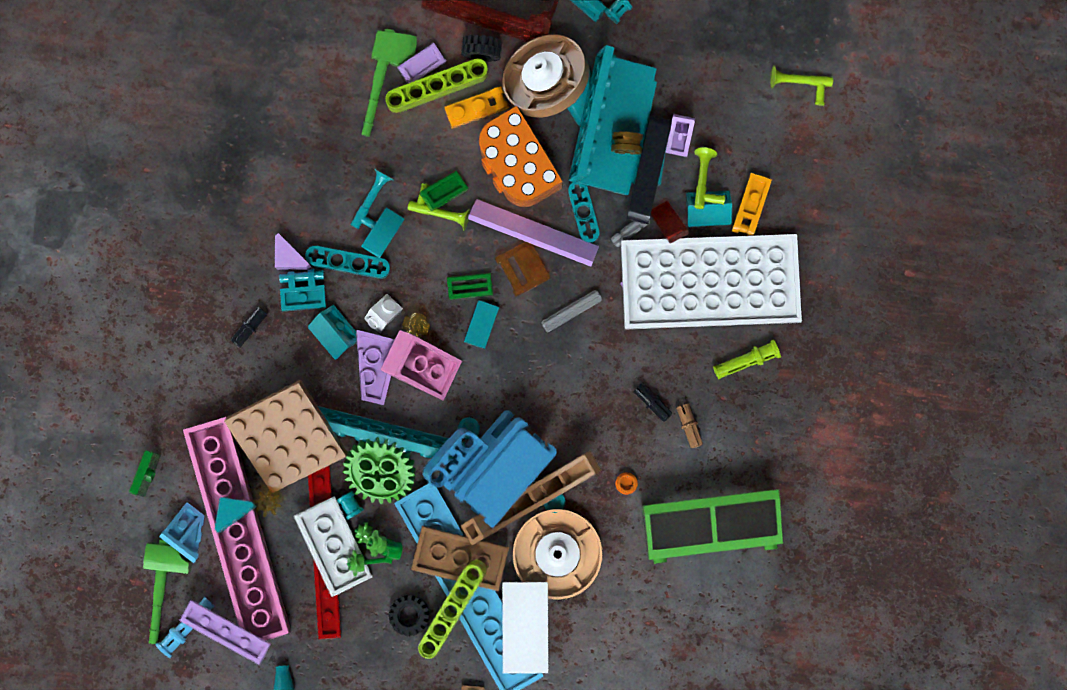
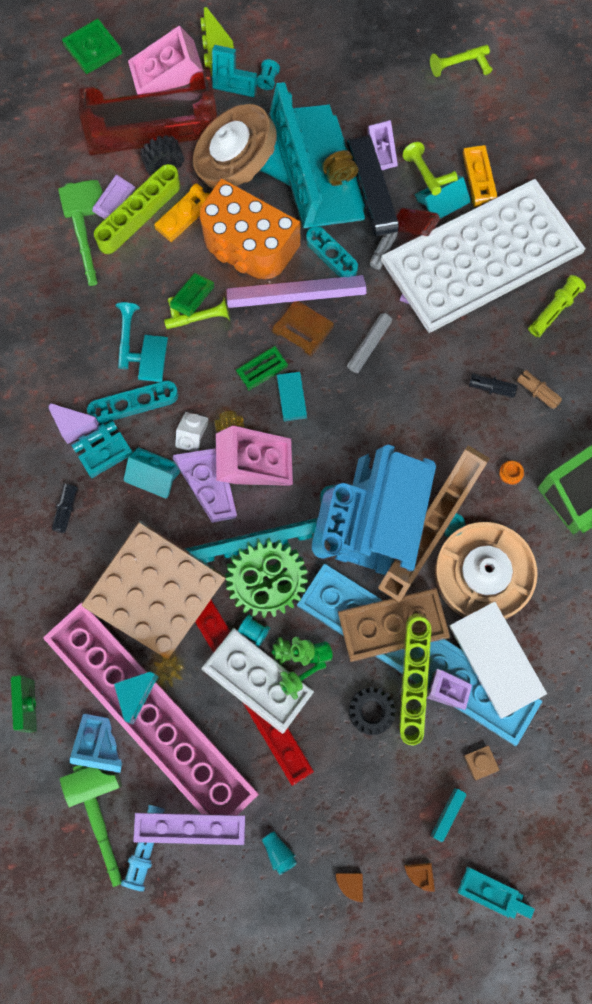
camera: 25 degrees left, 10 degrees down
(475, 632) = (449, 690): none -> lavender slope

